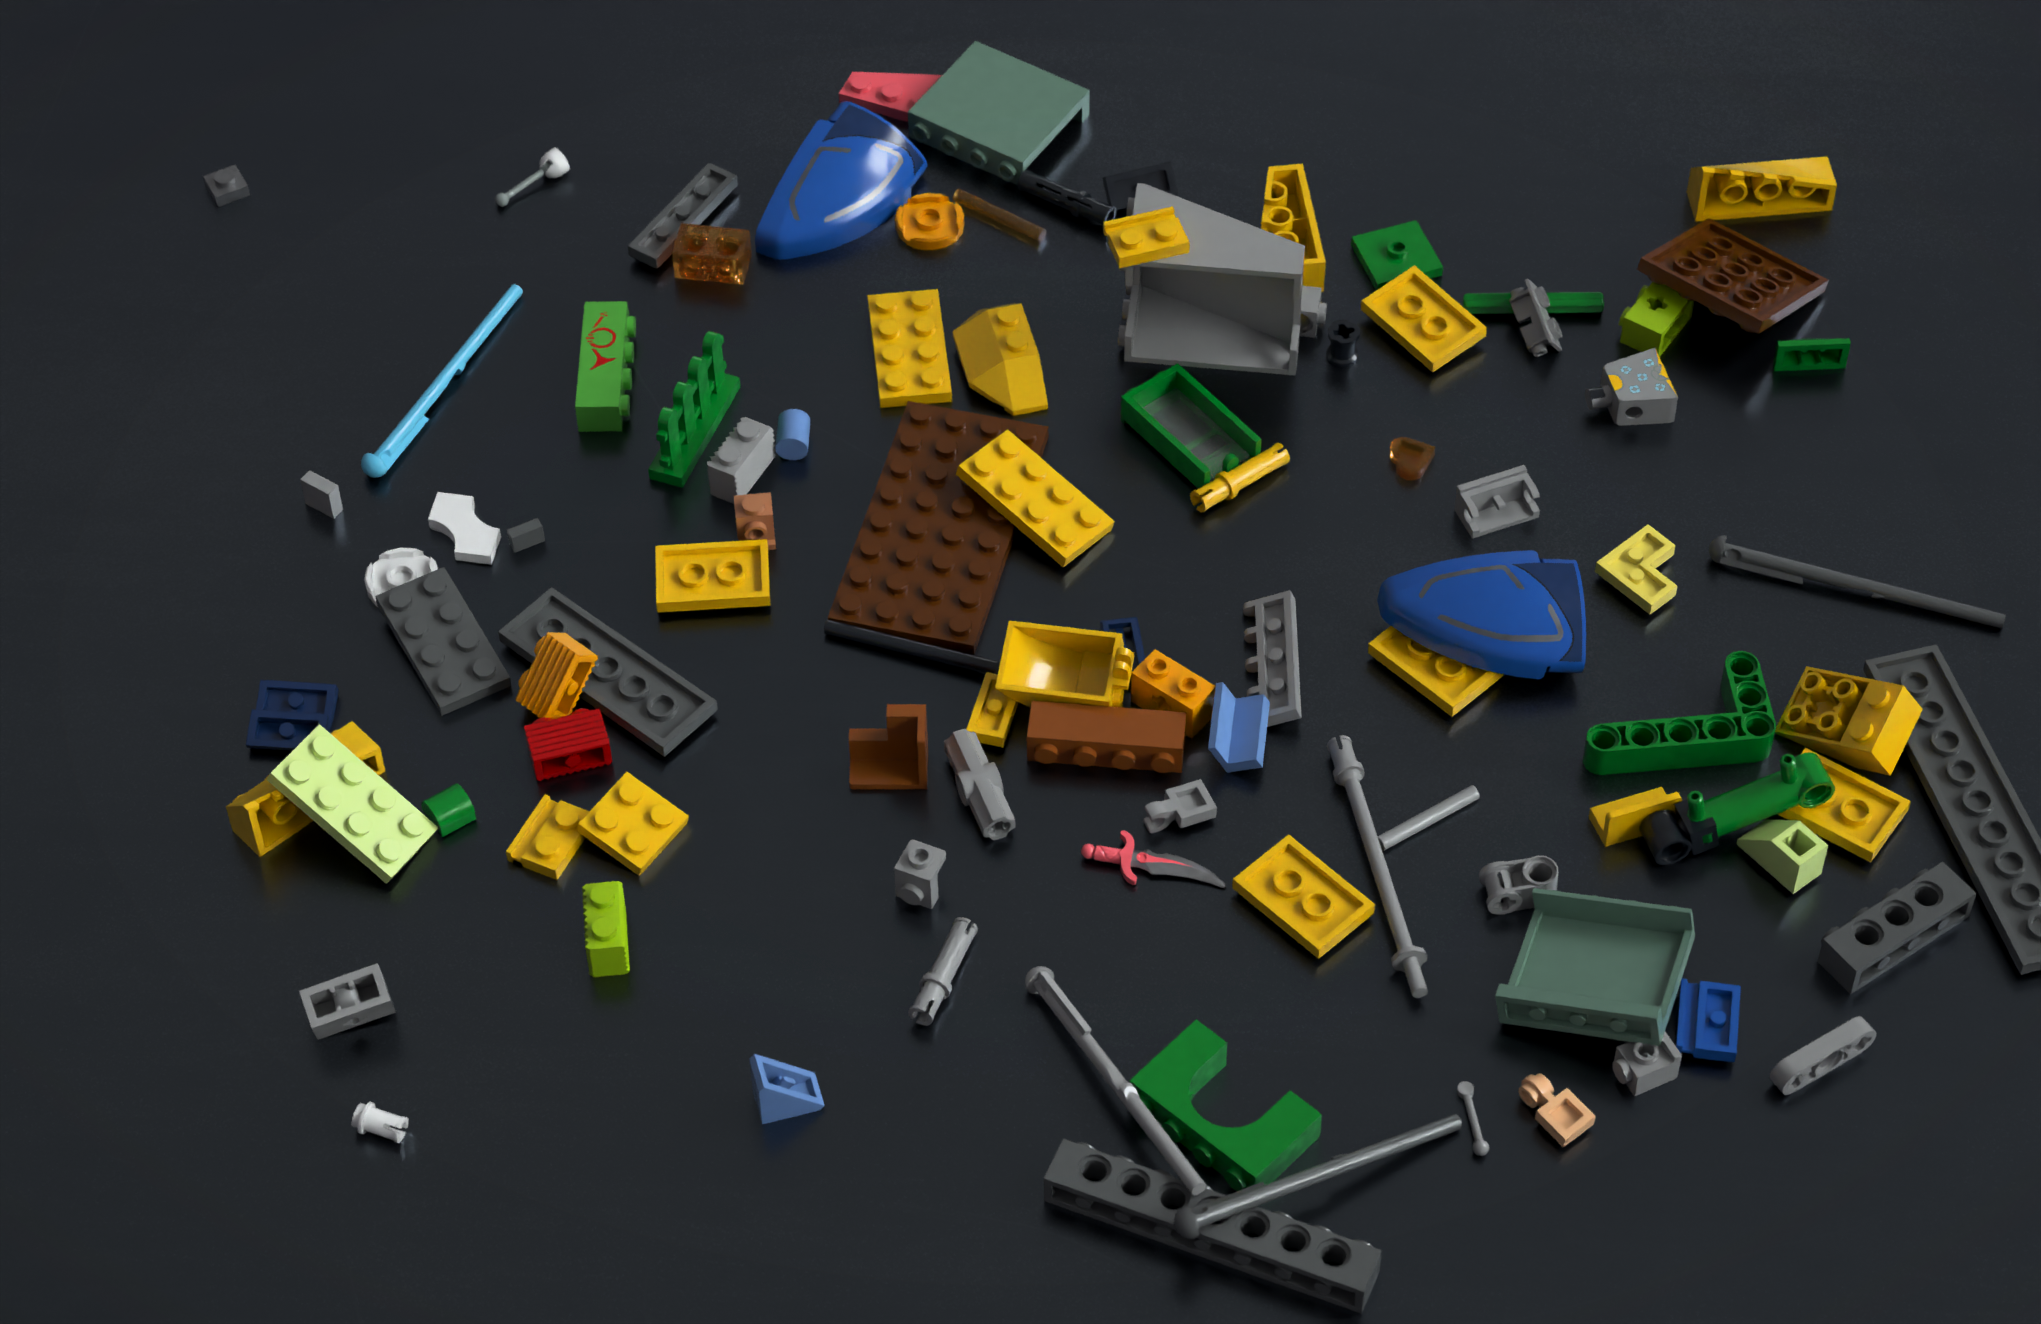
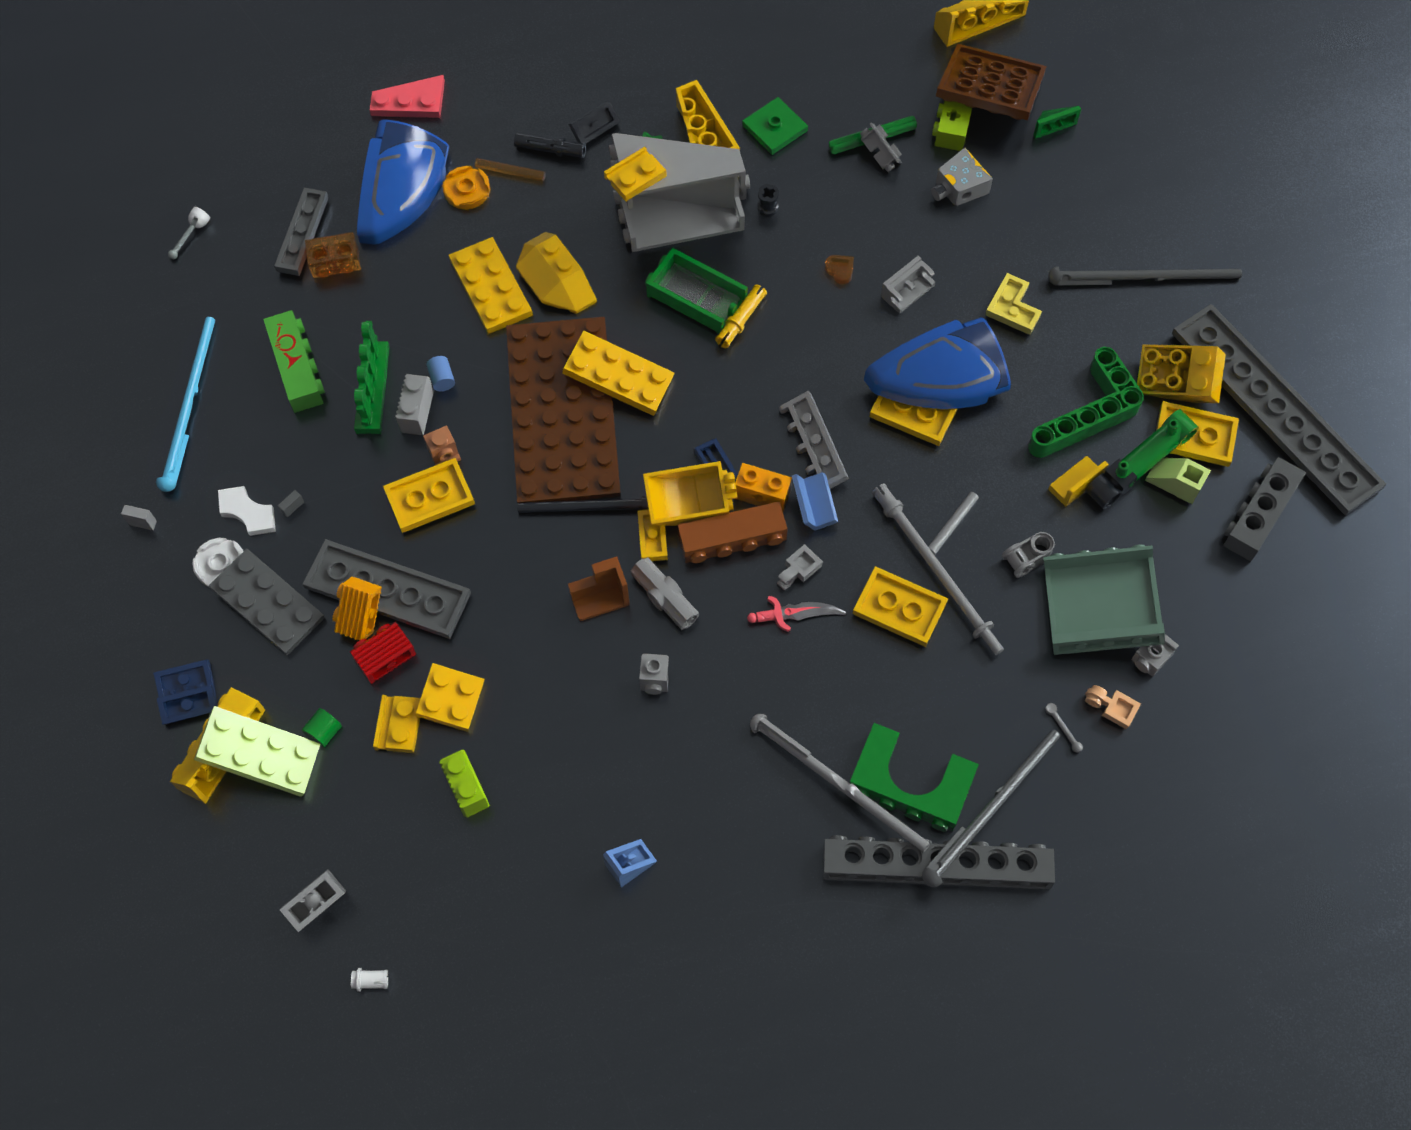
camera: 20 degrees left, 15 degrees up
(937, 982) = (695, 738): light grey pin -> none
(995, 111) = (479, 95): sand green panel -> none
(1423, 318) = (811, 166): yellow plate -> none
(1708, 1020) = (1180, 611): blue plate -> none
(1822, 1055) = (1256, 613): light grey beam -> none

